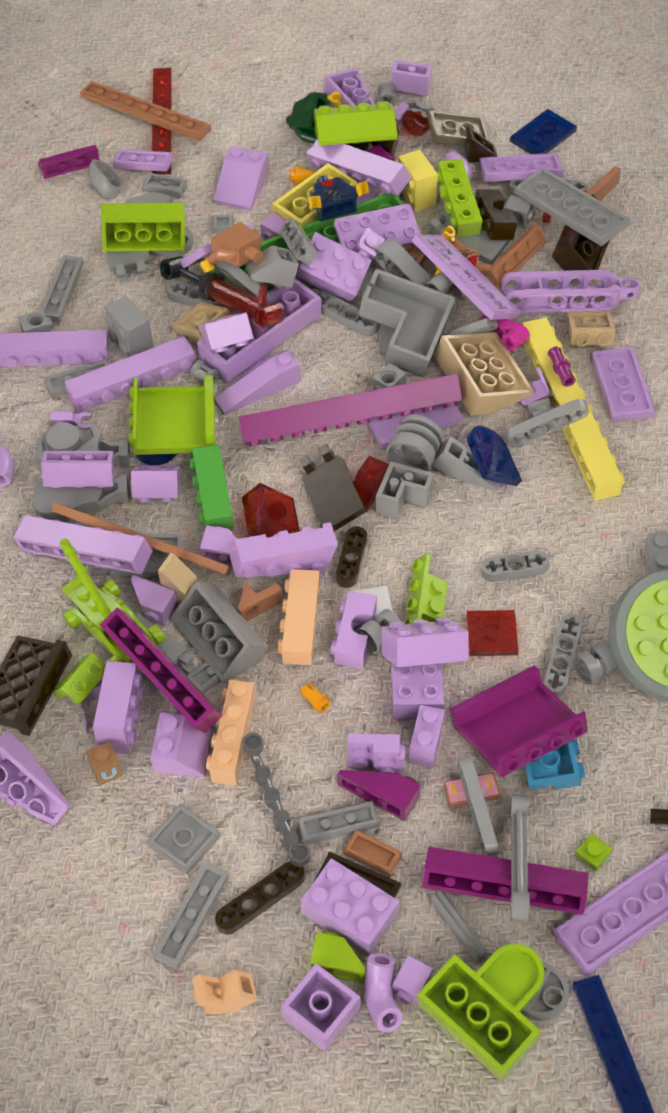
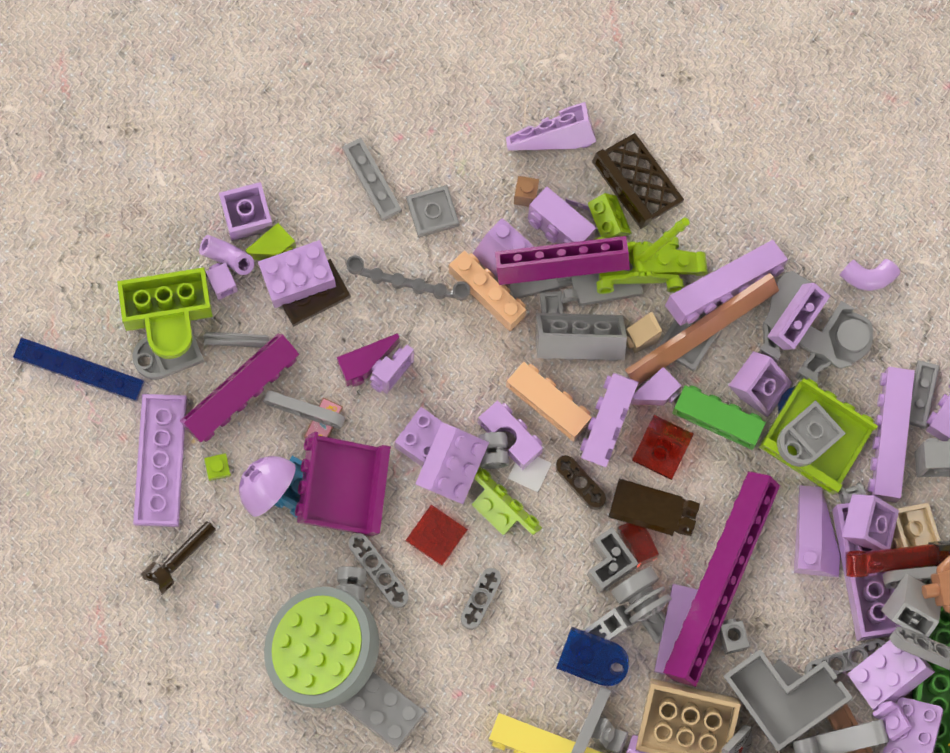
camera: 120 degrees right, 20 degrees up
(70, 417) = (876, 355): lavender plate -> none
(154, 600) = (641, 304): lavender slope -> none
(181, 413) = (809, 434): none -> light grey tile
(224, 993) = (302, 162): light nougat brick -> none
(254, 604) = (589, 377): nougat slope -> none
(263, 900) = (355, 230): dark brown beam -> none
(315, 697) = (473, 368): light orange pin -> none
(338, 822) = (368, 316): light grey tile -> none
(372, 853) = (328, 323): nougat tile -> none
(426, 736) = (383, 418): lavender brick -> none
(519, 863) = (209, 369): light grey piece -> none
(577, 774) = (265, 483): none -> lavender piece

